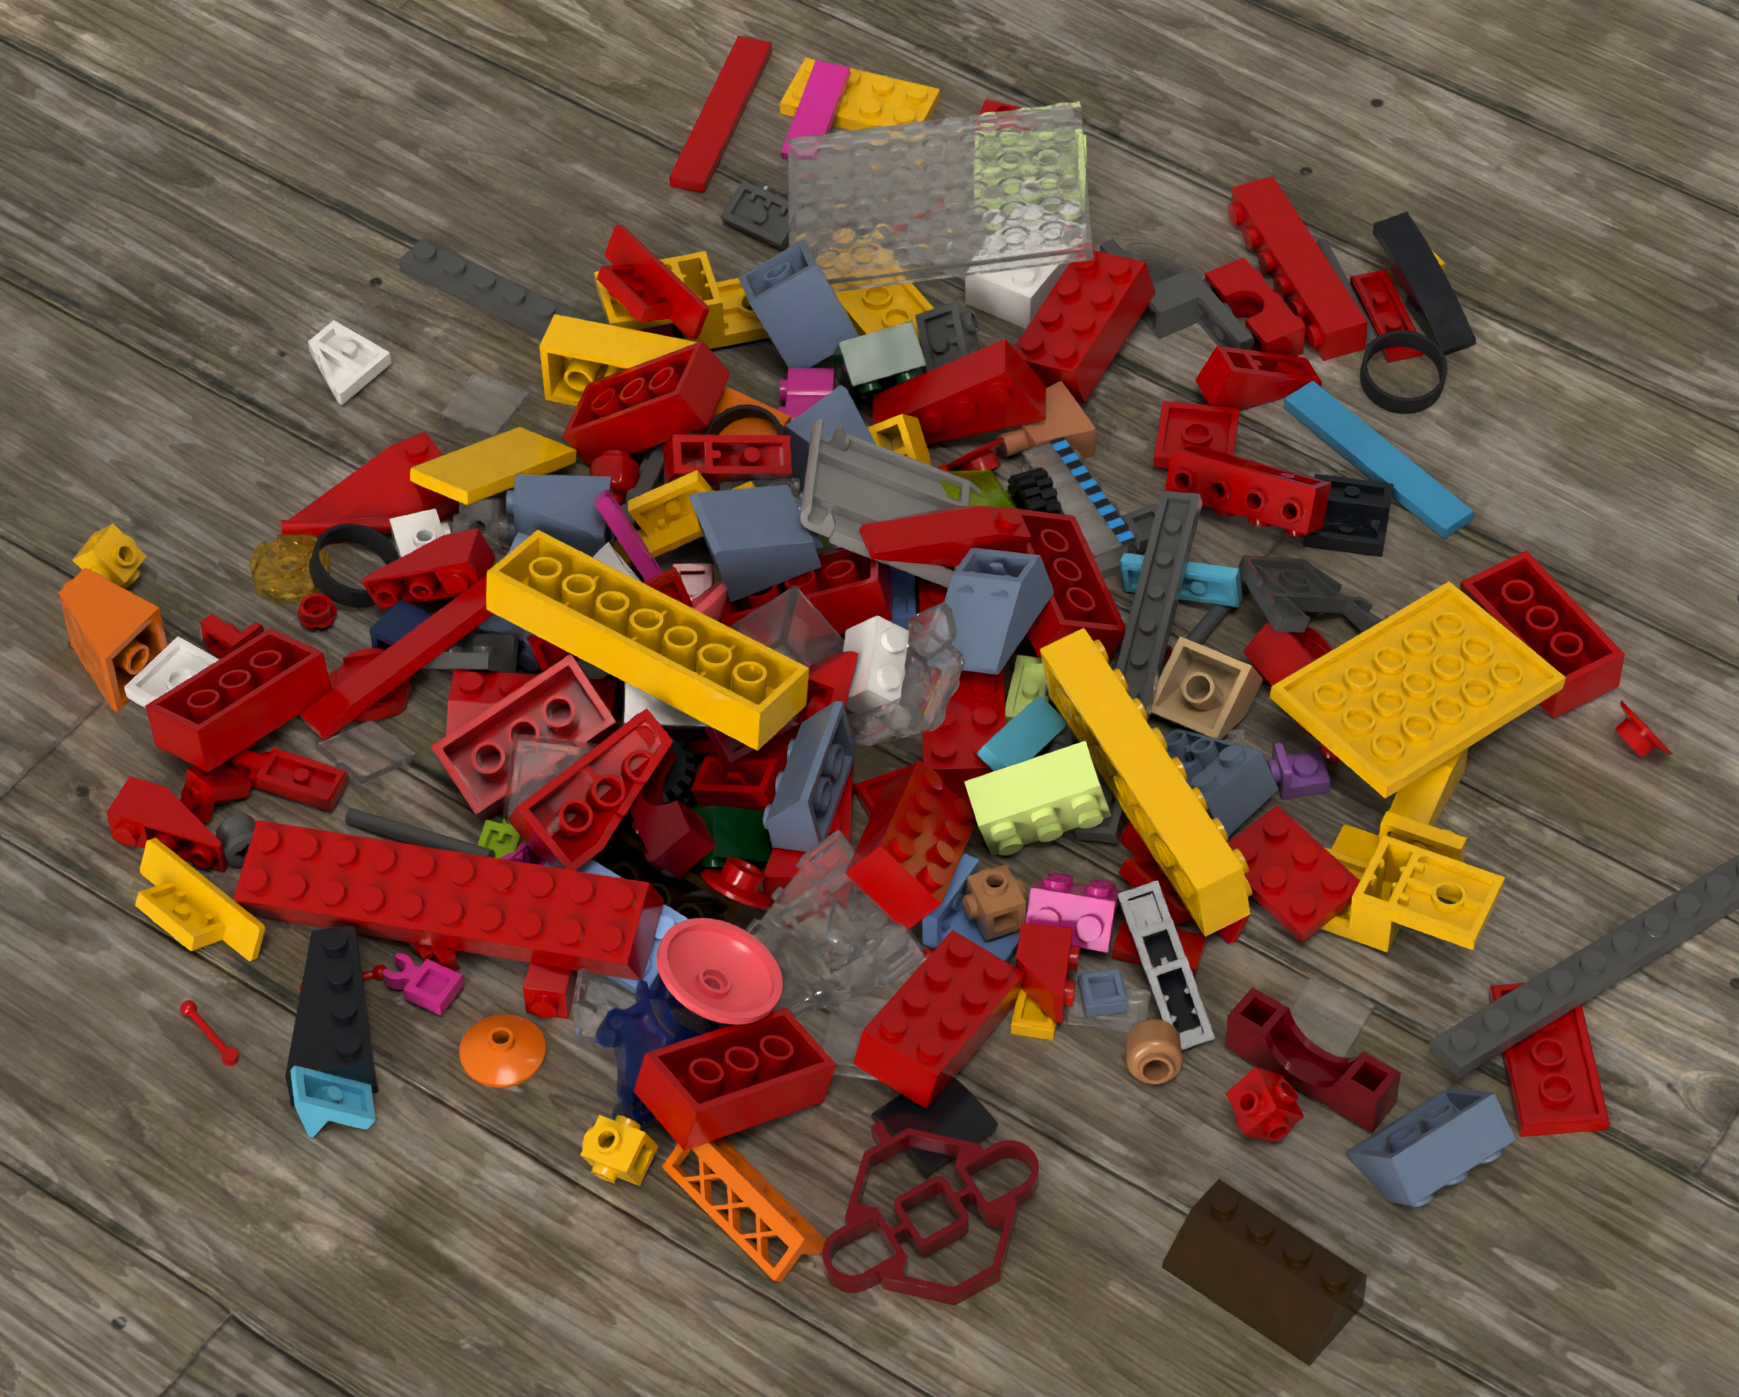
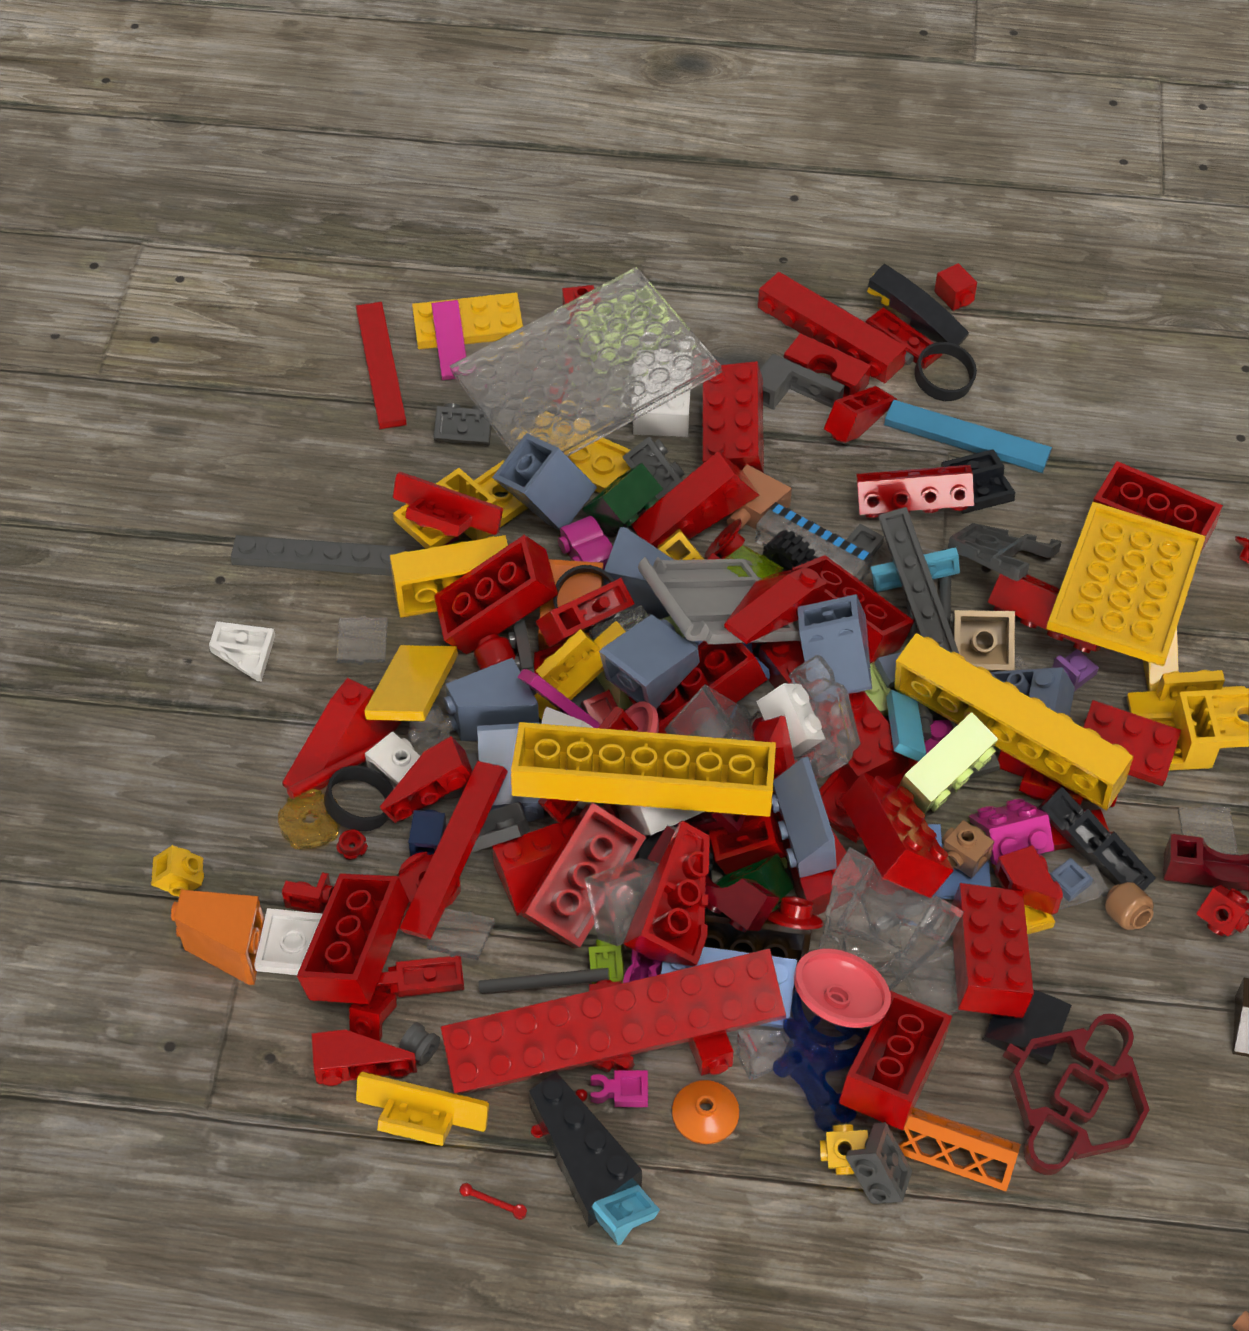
camera: 30 degrees left, 5 degrees up
(641, 1180) = (881, 1166): none -> dark grey bracket
(1195, 424) = (842, 463): red plate -> none
(1496, 278) = (955, 287): none -> red brick

